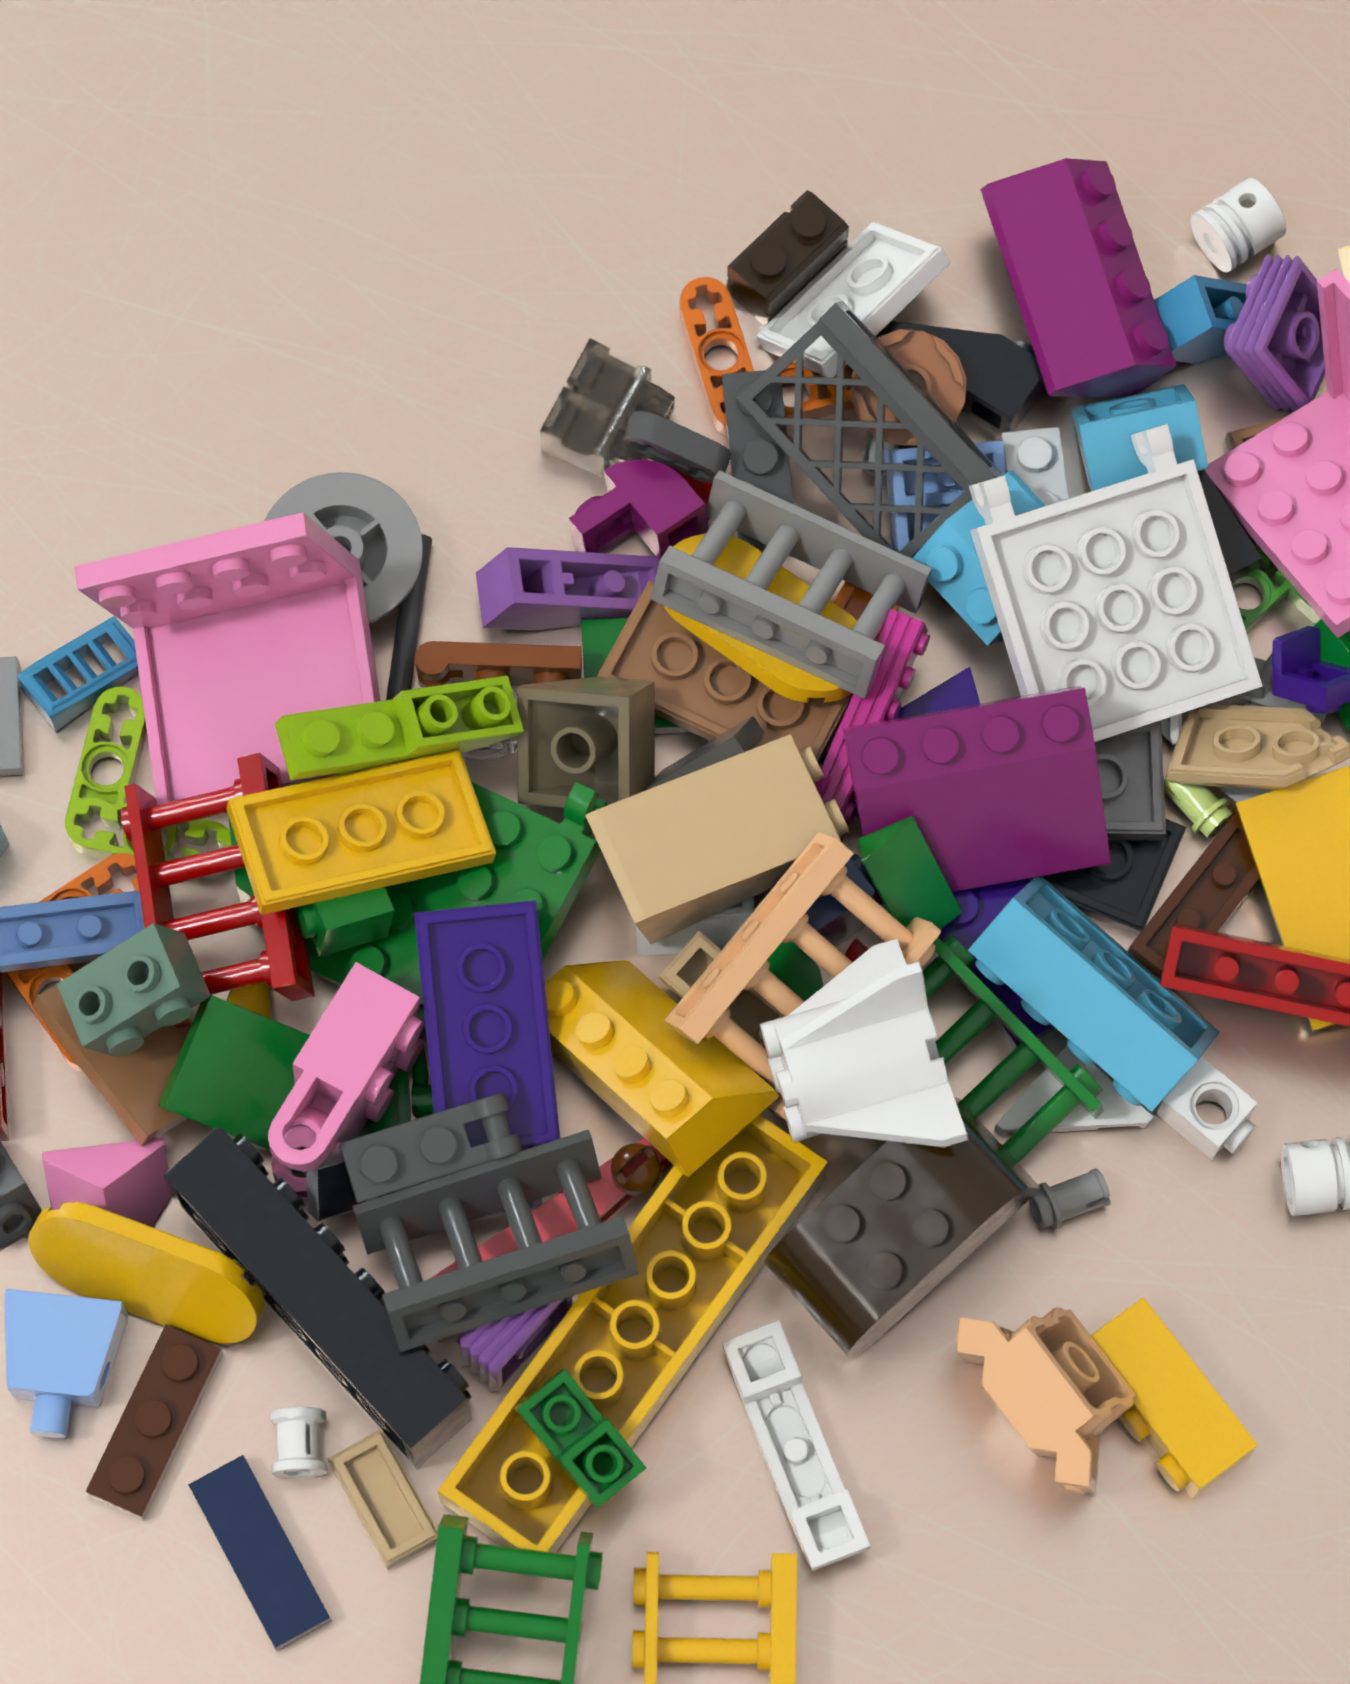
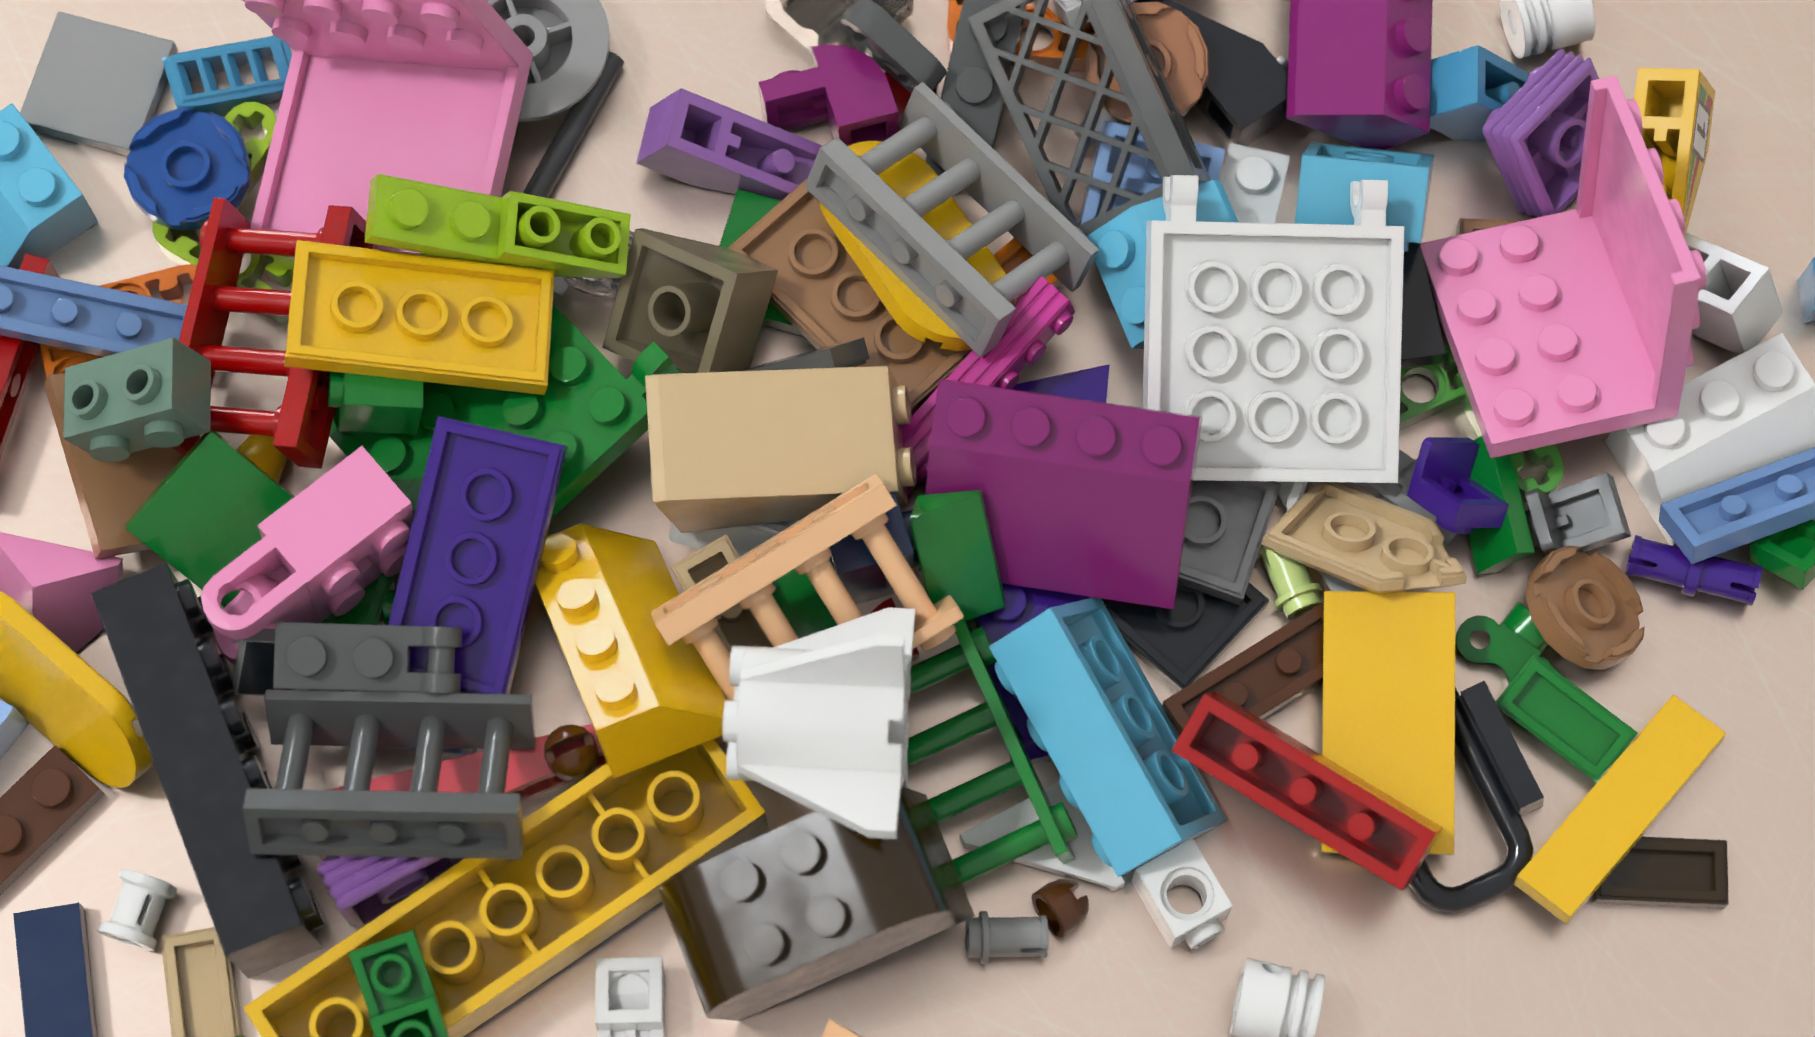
camera: 20 degrees right, 0 degrees up
(79, 768) = (183, 164): none -> blue tile
(468, 661) = (649, 206): dark orange plate -> none
(1106, 1155) = (1060, 906): none -> reddish brown hinge

